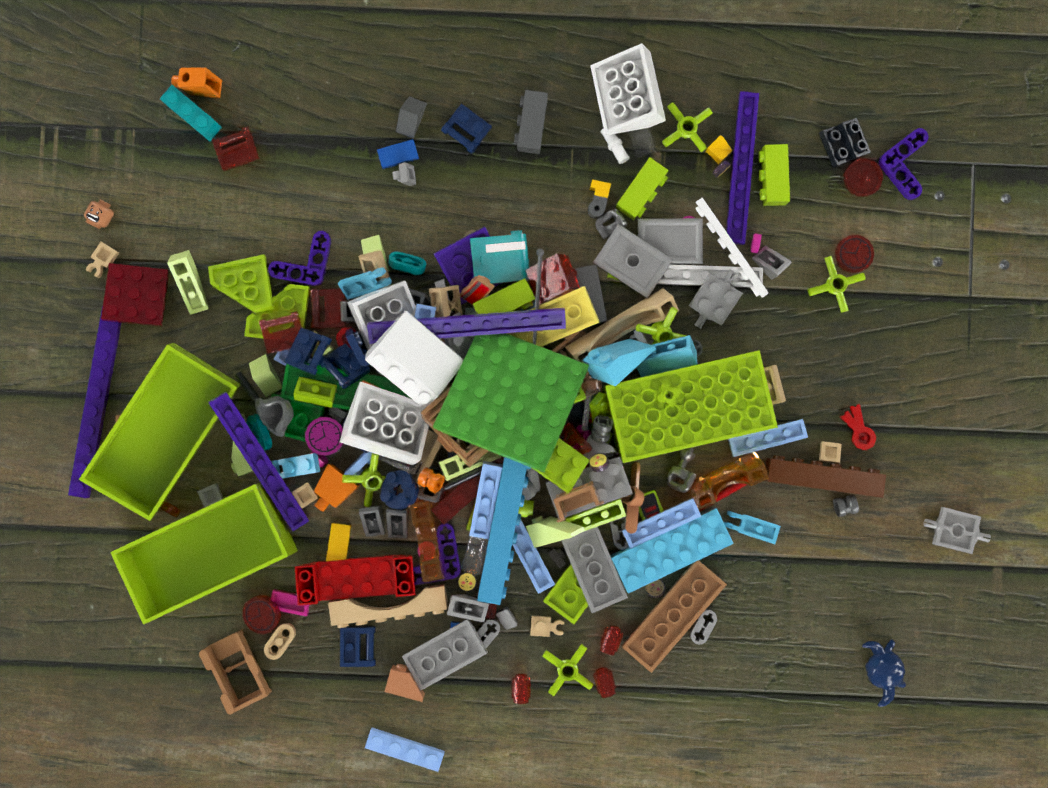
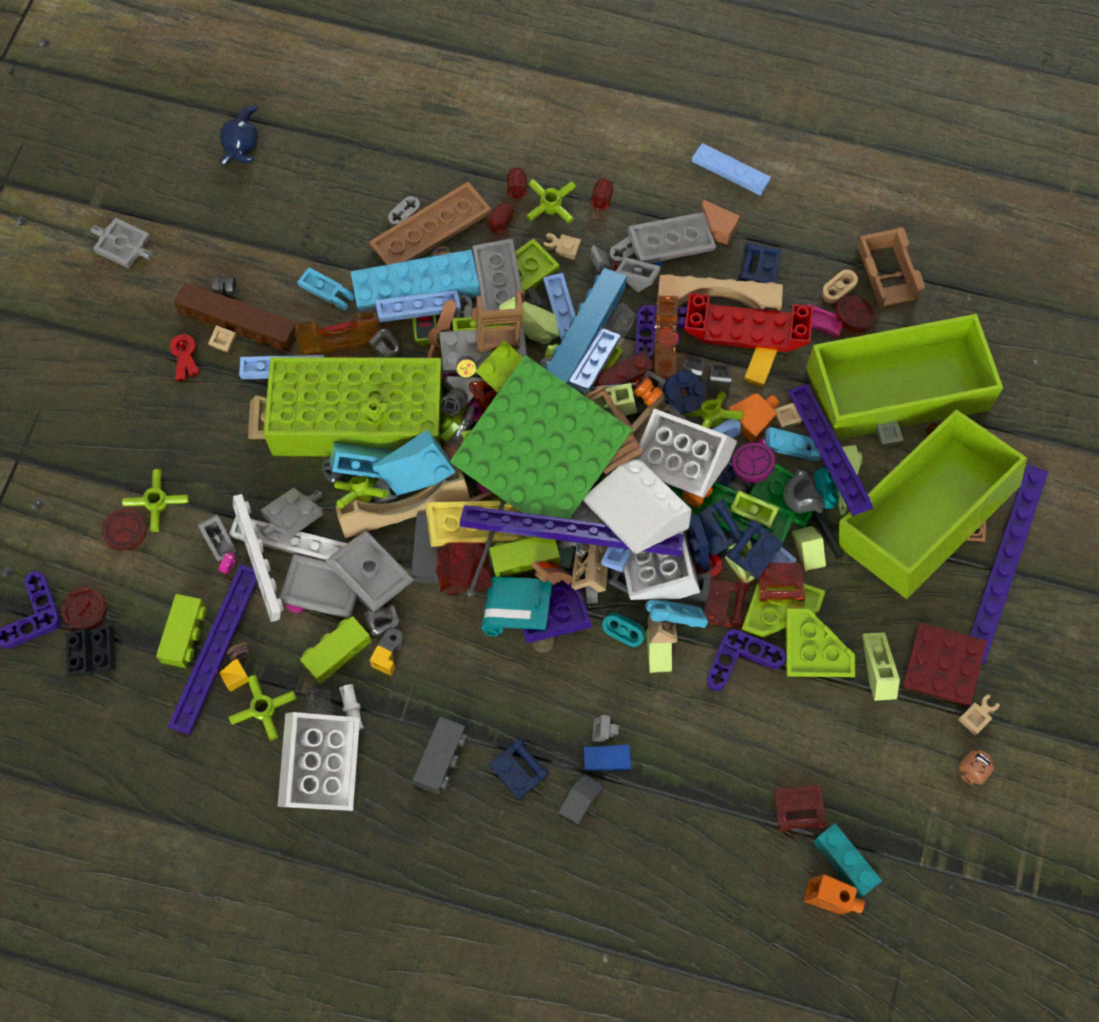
camera: 165 degrees left, 20 degrees down
(467, 581) = (633, 300): light yellow tile -> none

